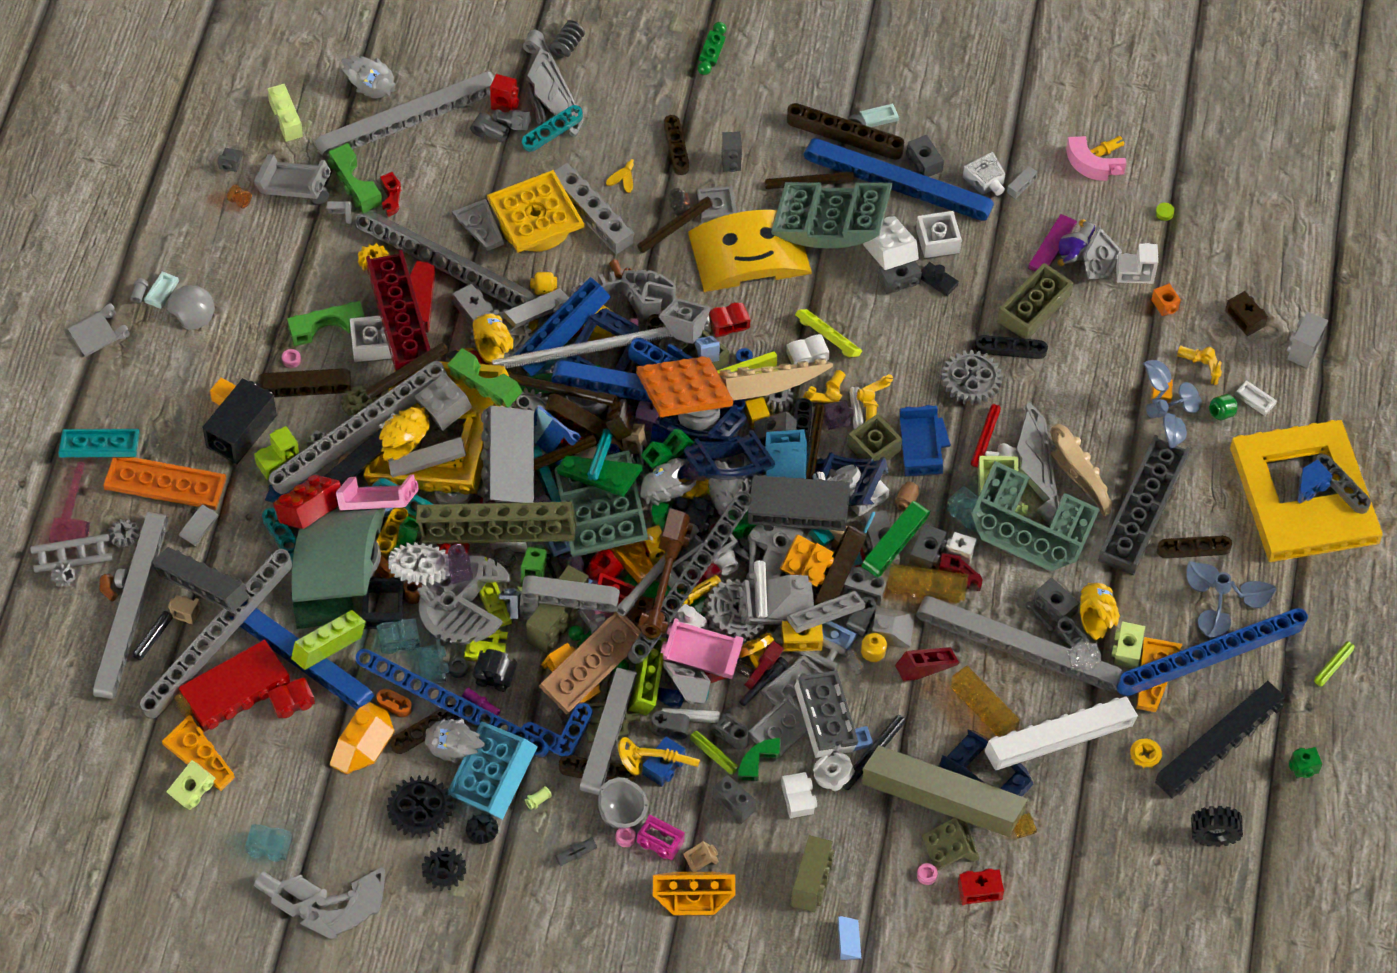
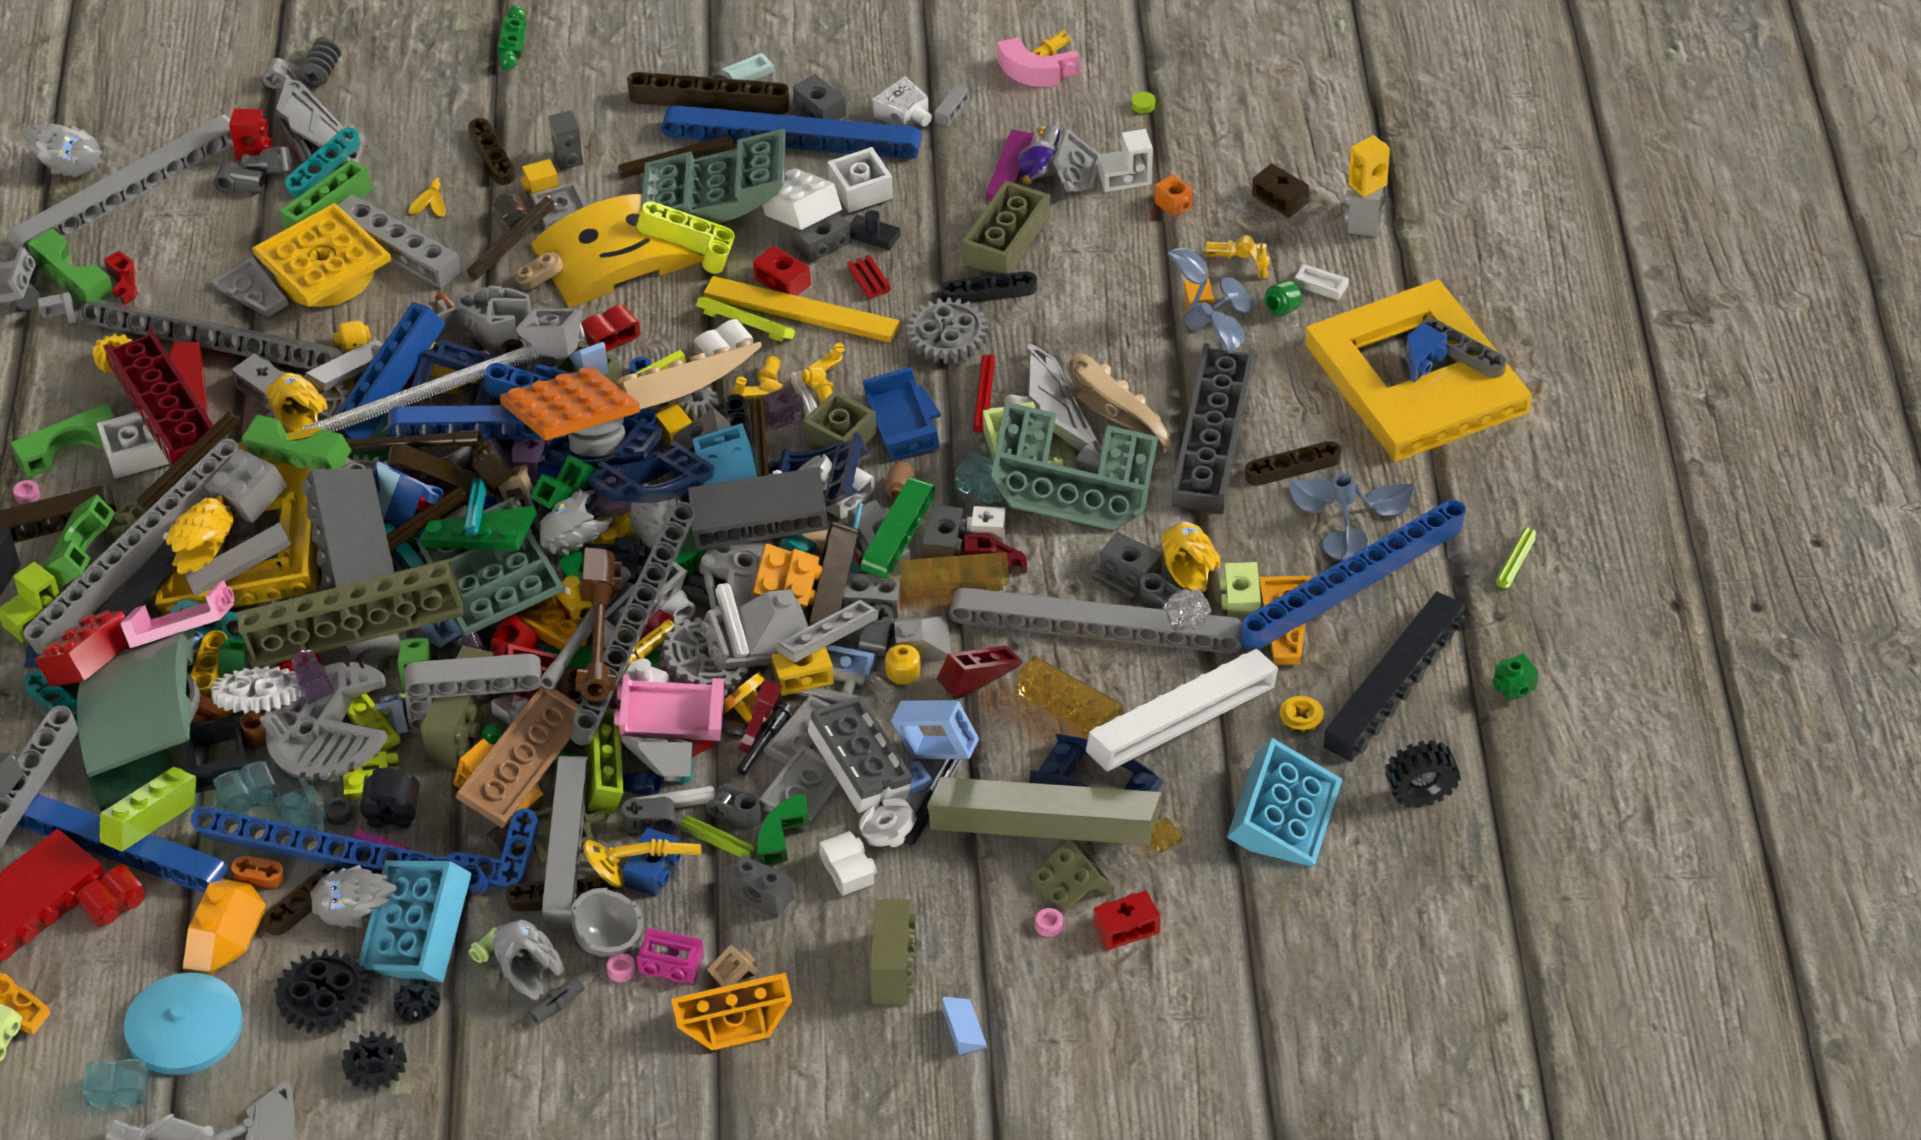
camera: 10 degrees left, 10 degrees down
(322, 807) = (183, 1023): none -> medium azure dish
(327, 398) = (84, 525): none -> bright green arch
(552, 158) = (335, 188): none -> bright green brick
(561, 816) = (525, 955): none -> light grey head
(688, 257) = (538, 271): none -> tan plate
(706, 177) = (539, 177): none -> yellow brick
(804, 252) = (688, 231): none -> neon yellow beam
(866, 309) = (781, 272): none -> red brick
(871, 333) = (802, 309): none -> yellow tile
(882, 708) = (949, 713): none -> light blue window
(923, 305) = (862, 264): none -> red tile
(1114, 824) = (1284, 805): none -> medium azure slope
(1312, 320) = (1368, 166): none -> yellow brick

